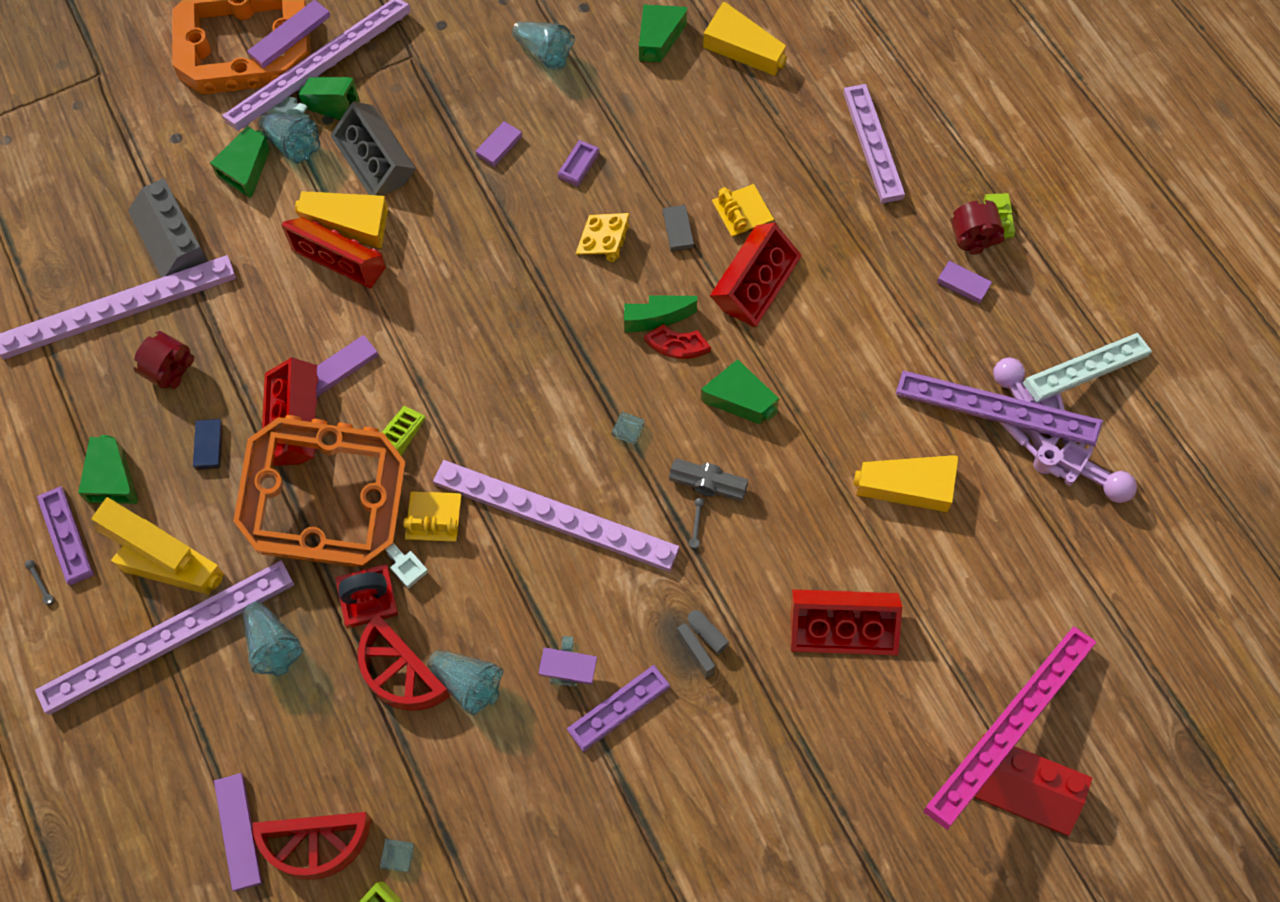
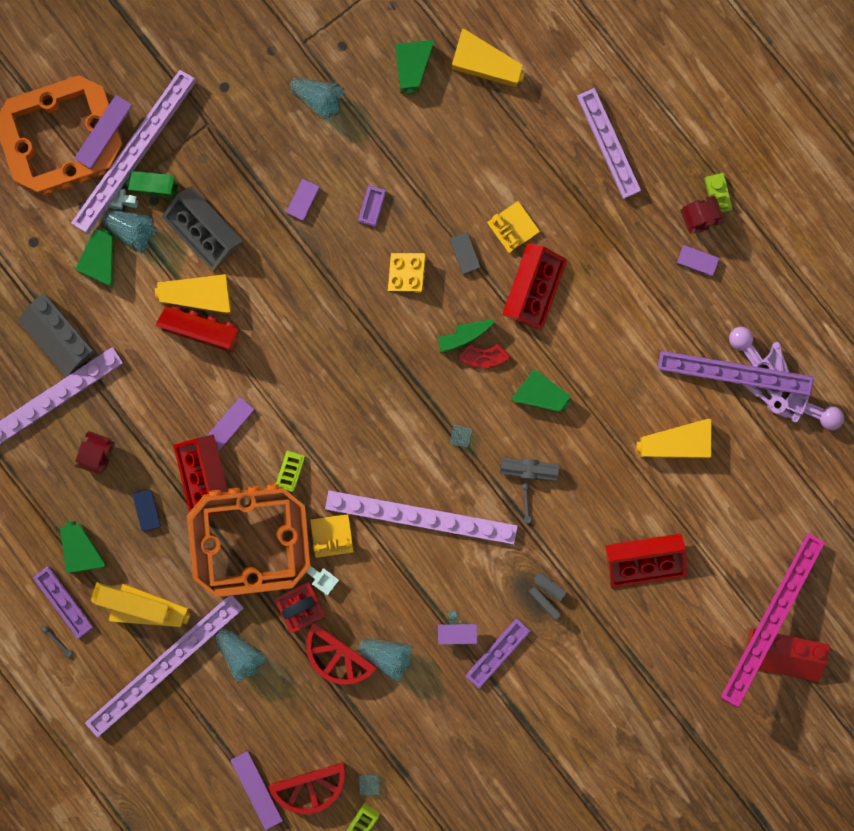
camera: 10 degrees left, 20 degrees up
(1087, 367) = (799, 324): light aqua tile -> none

